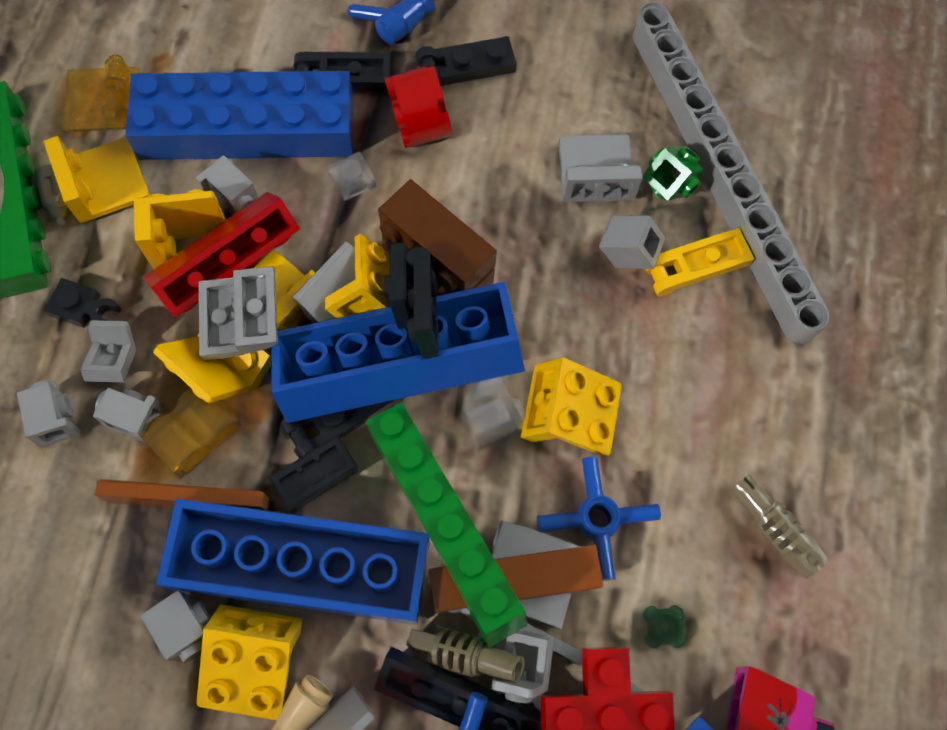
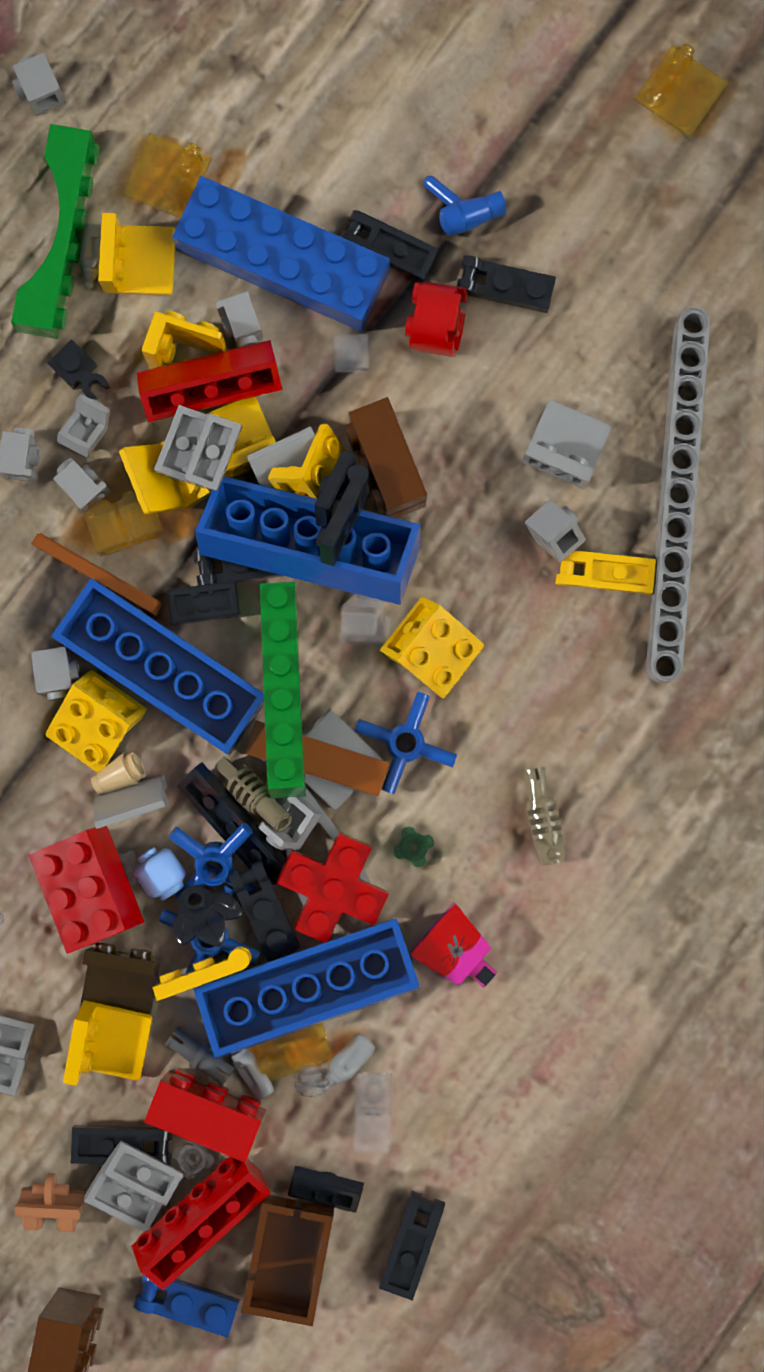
camera: 30 degrees right, 15 degrees up
(663, 176) = (626, 484): green brick -> none

